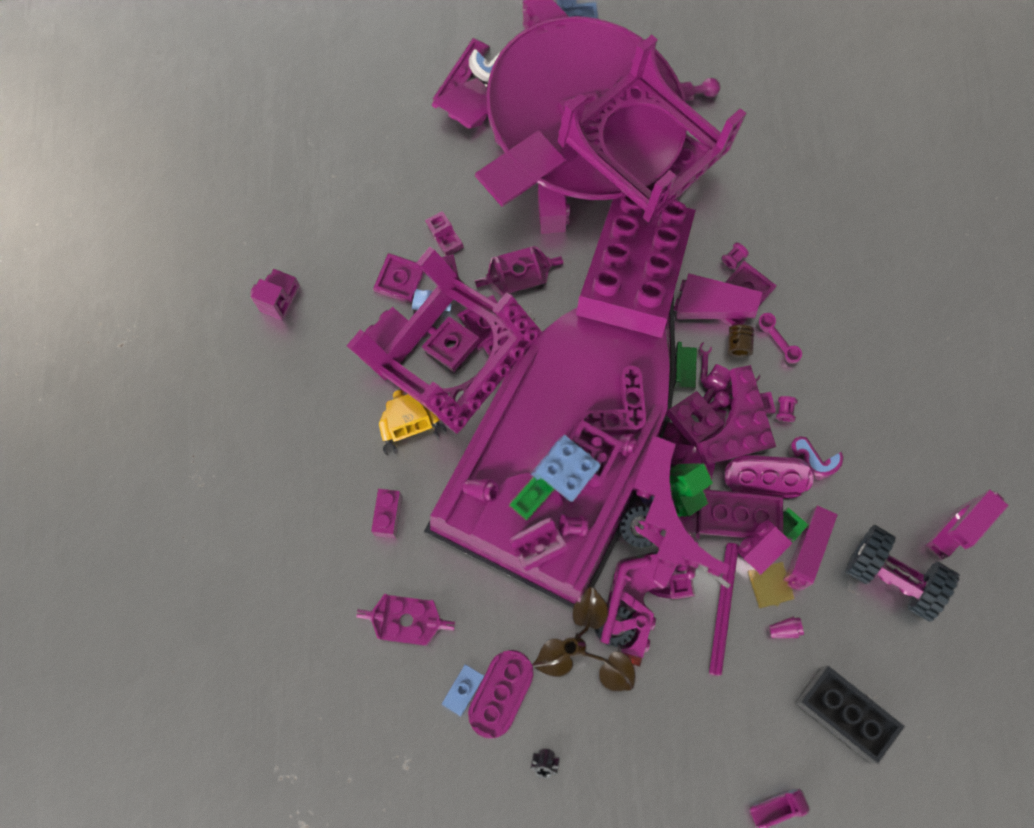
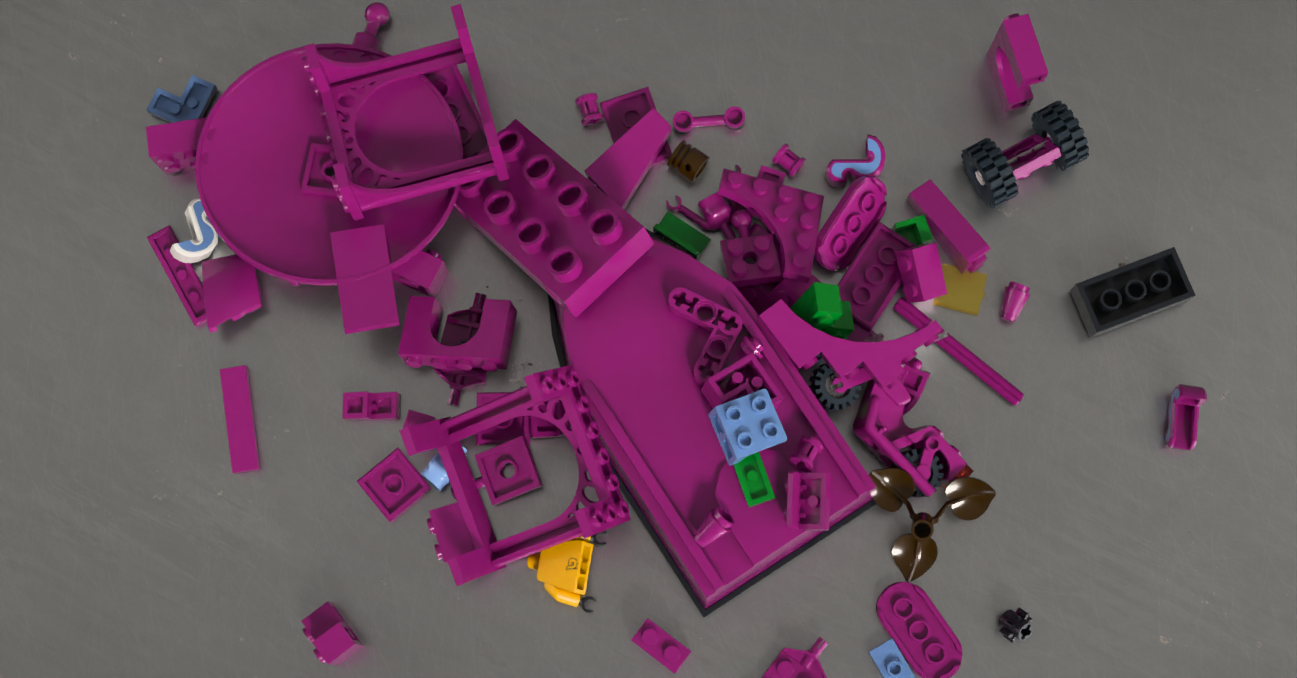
camera: 60 degrees left, 5 degrees up
(387, 159) = (240, 419): none -> magenta tile
(522, 278) = (485, 350): none -> magenta arch

